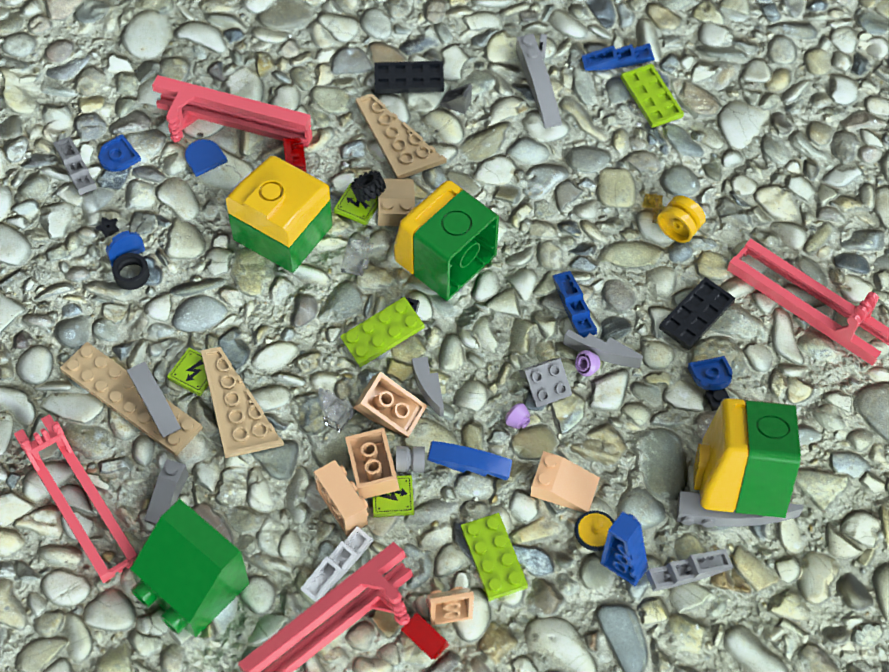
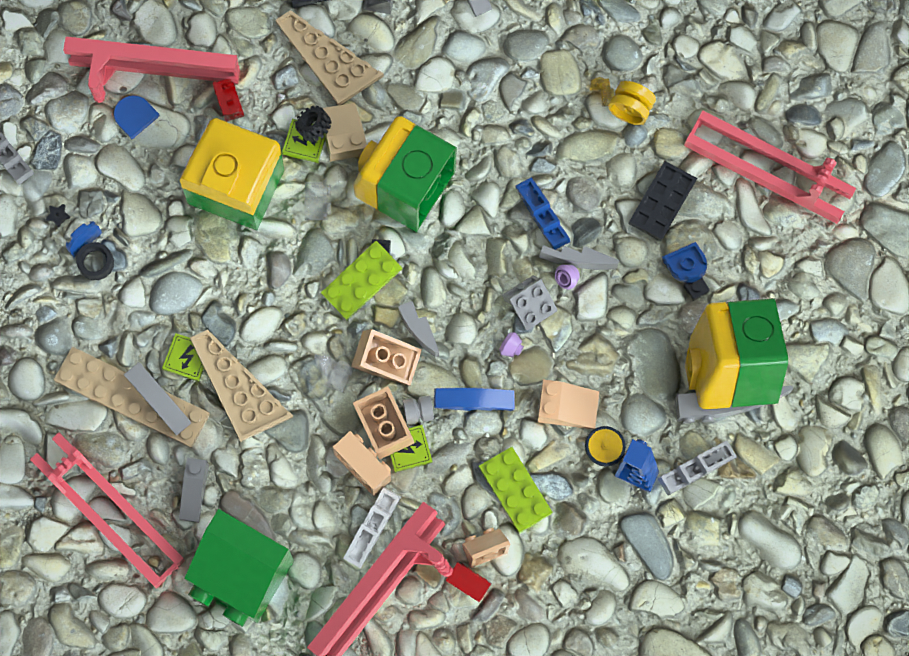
camera: 15 degrees left, 15 degrees up
(118, 154) = (44, 129): blue tile -> none

